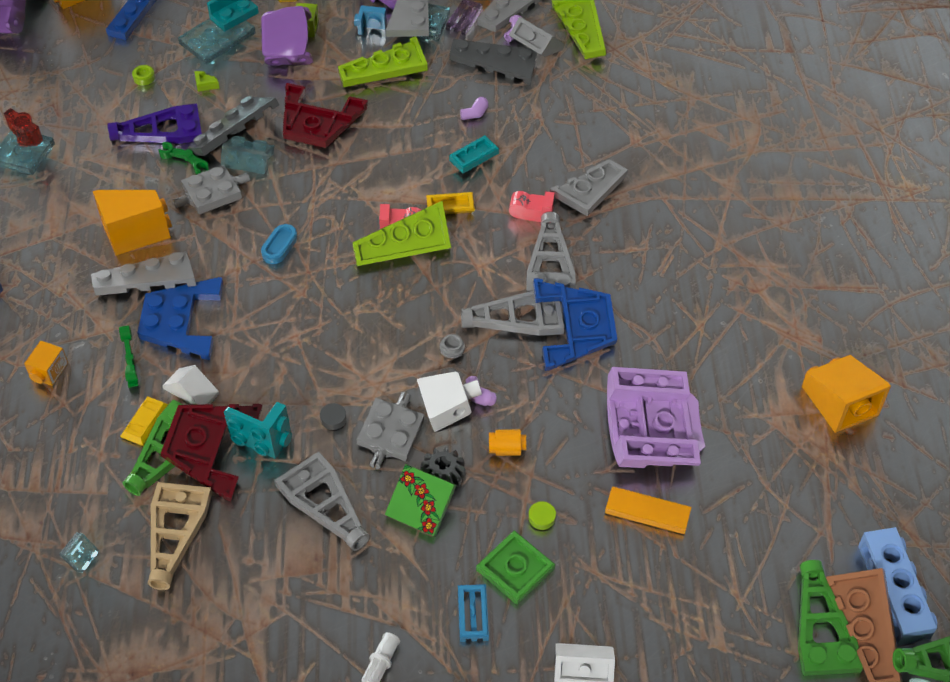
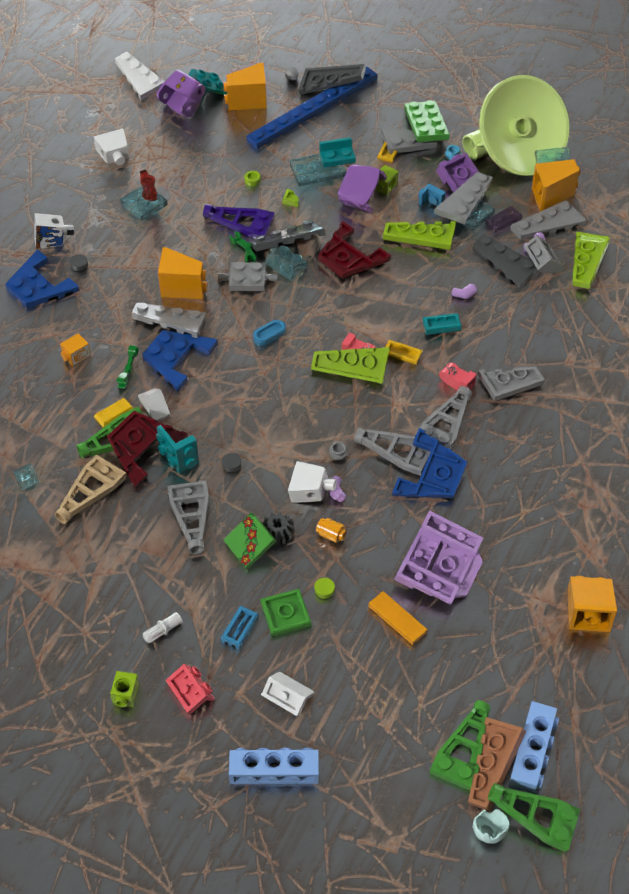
camera: 30 degrees right, 0 degrees up
(390, 429) = (262, 487): light grey plate -> none

